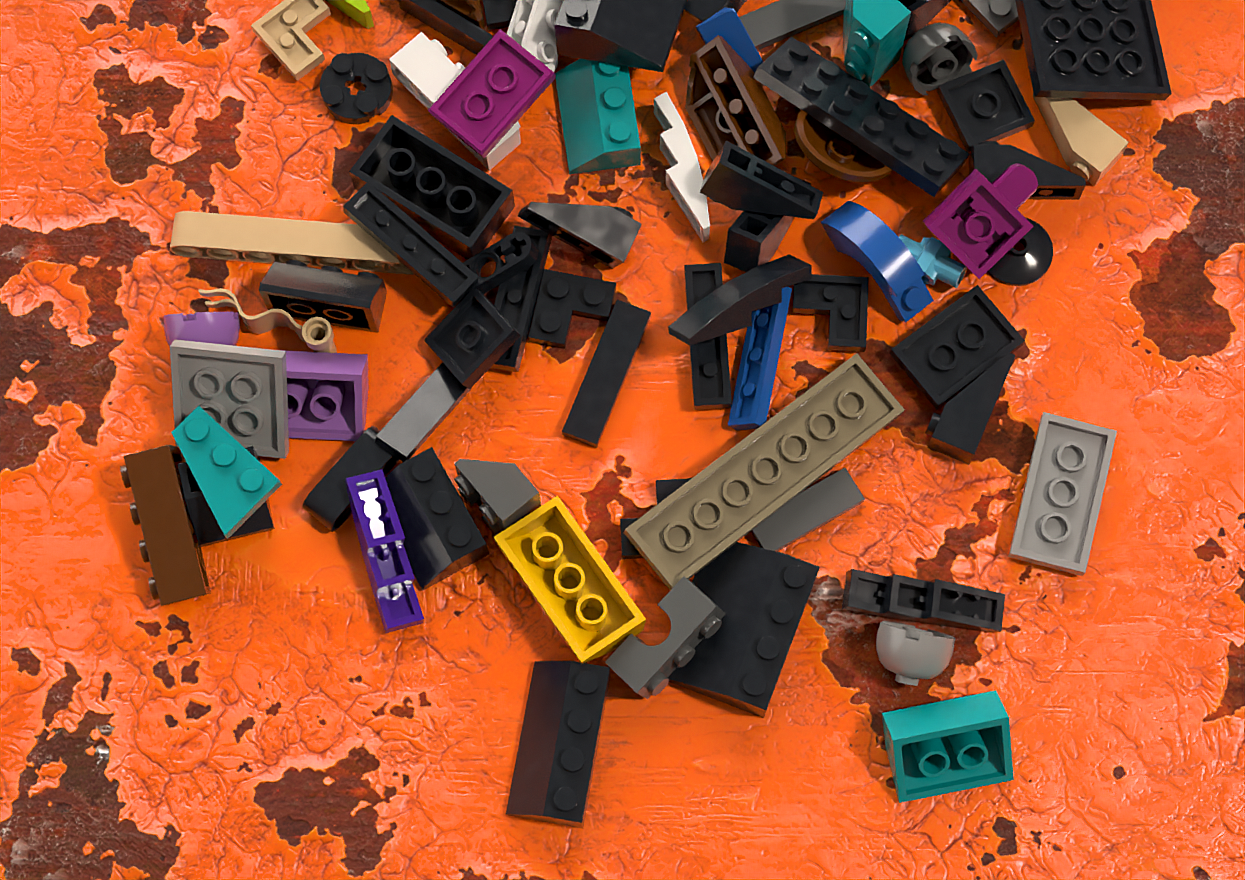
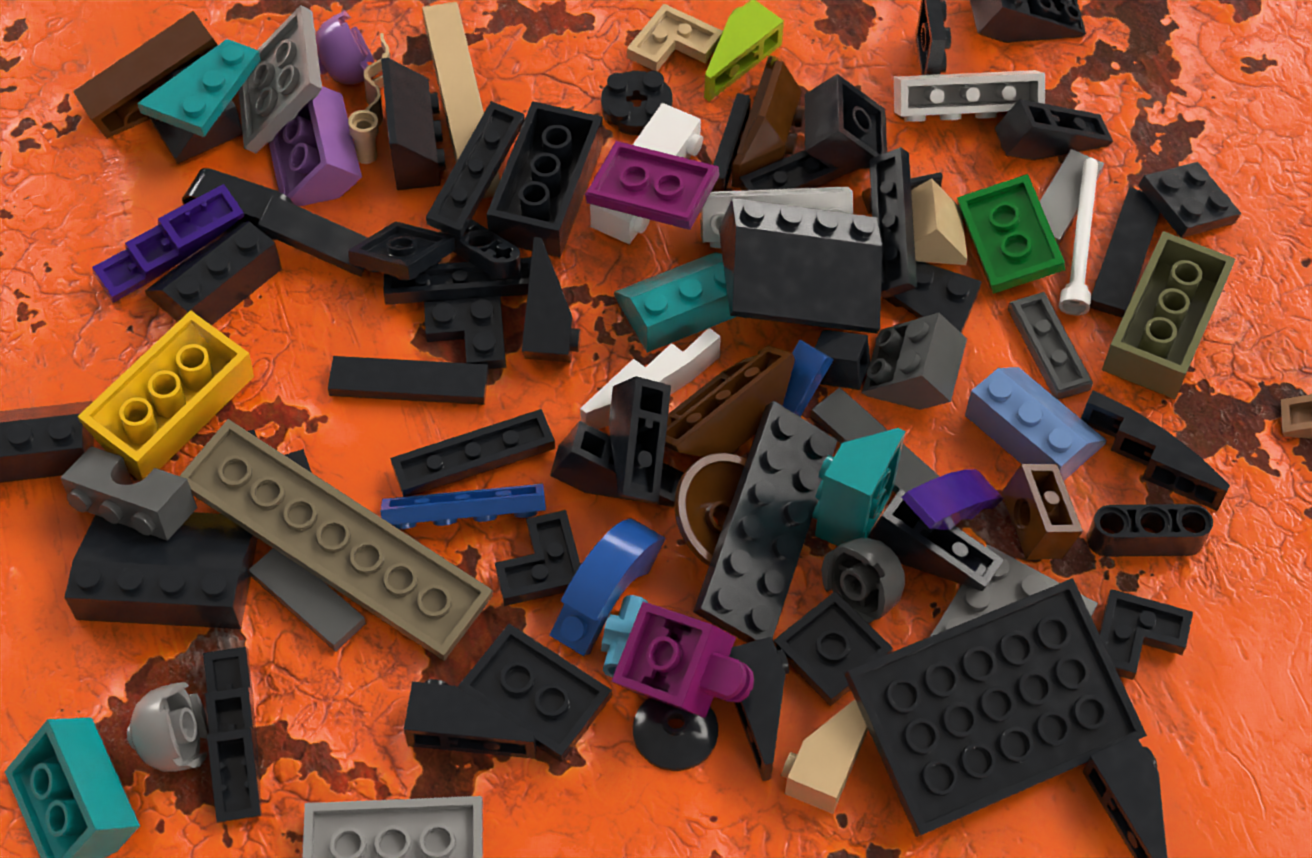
camera: 70 degrees right, 15 degrees down
(498, 490) = (242, 308): dark grey slope -> none
(732, 304) = (496, 446): black slope -> none

